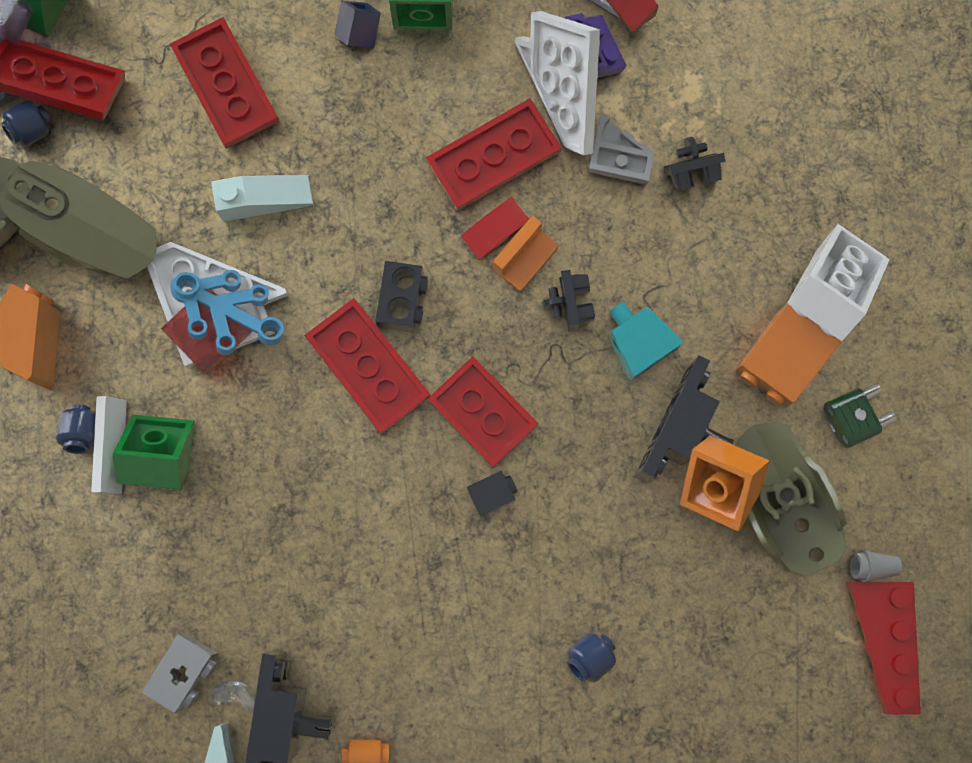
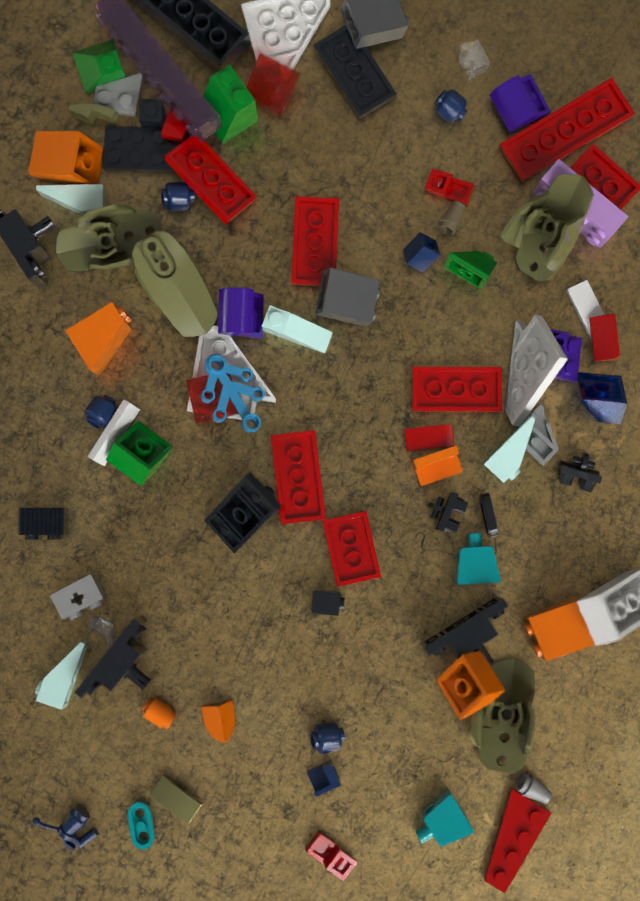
camera: 35 degrees right, 5 degrees up
(81, 607) = (42, 521): none -> black brick
(181, 211) = (240, 312): none -> dark purple brick
(300, 121) = (347, 297): none -> dark grey brick
(324, 441) = (243, 512): none -> black brick
(393, 296) = (339, 443): black brick -> none
(447, 718) = (219, 720): none -> orange brick
(602, 190) = (509, 456): none -> light aqua slope
(618, 710) = (324, 778): none -> dark blue panel
(620, 276) = (488, 515): none -> black tile
(669, 64) = (603, 396): none -> clear blue slope
(795, 671) = (444, 821): none -> teal torso
(854, 416) = (579, 691): dark green piece -> none

